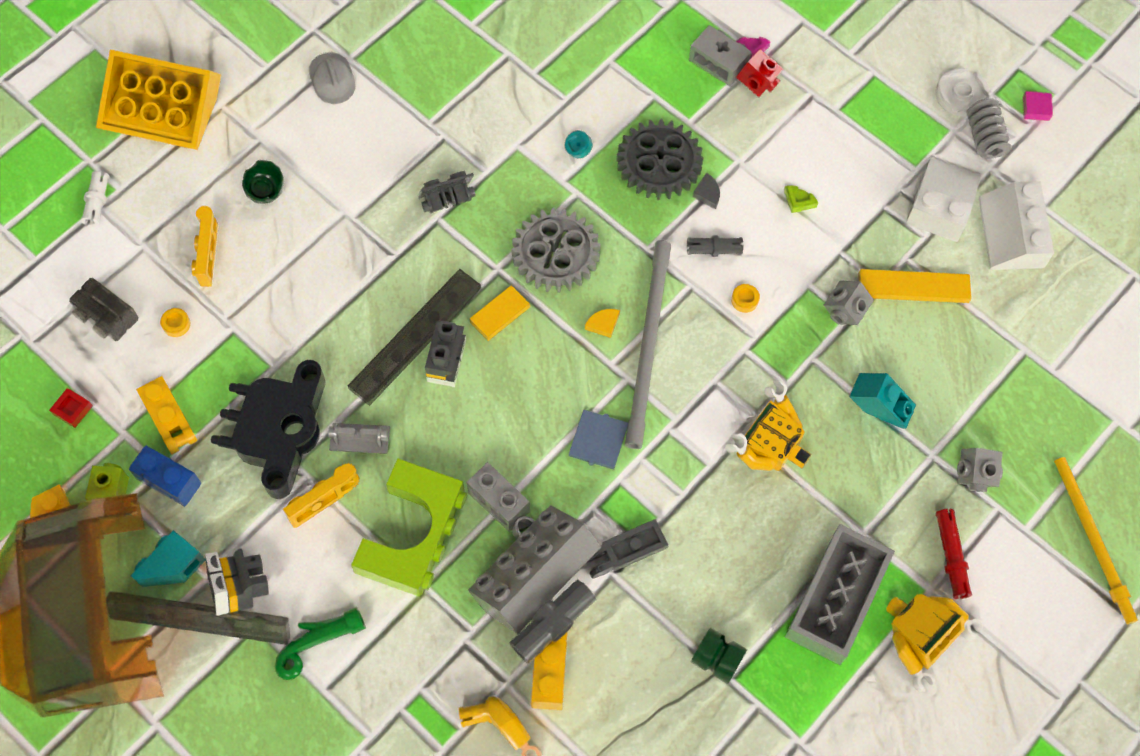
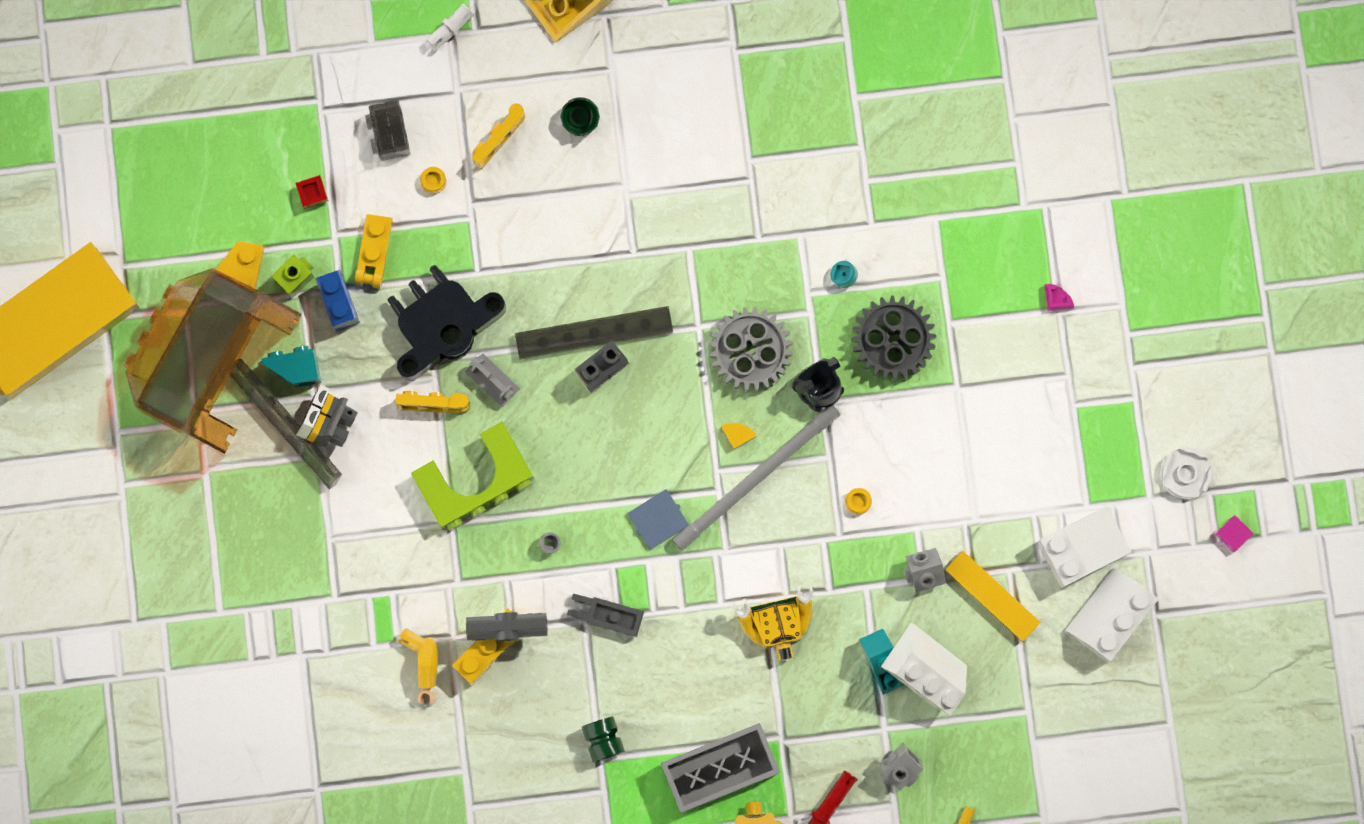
camera: 45 degrees right, 15 degrees up
(320, 633) = (357, 500): green plant -> none
(332, 78) = (707, 58): light grey piece -> none
(457, 182) = (699, 227): dark grey hinge -> none
(498, 496) = (550, 505): light grey brick -> none
(499, 312) = (669, 364): yellow tile -> none
(534, 568) = (528, 578): light grey brick -> none
(635, 231) = (819, 384): none -> black helmet
(708, 191) = (908, 393): dark grey tile -> none
(715, 246) = (871, 442): dark grey pin -> none
(719, 55) = (1011, 275): light grey brick -> none
(760, 73) = (1034, 330): red brick -> none
(799, 199) = (973, 456): lime tile -> none
(928, 375) = (928, 669): none -> white slope
(988, 129) = (1168, 522): light grey piece -> none

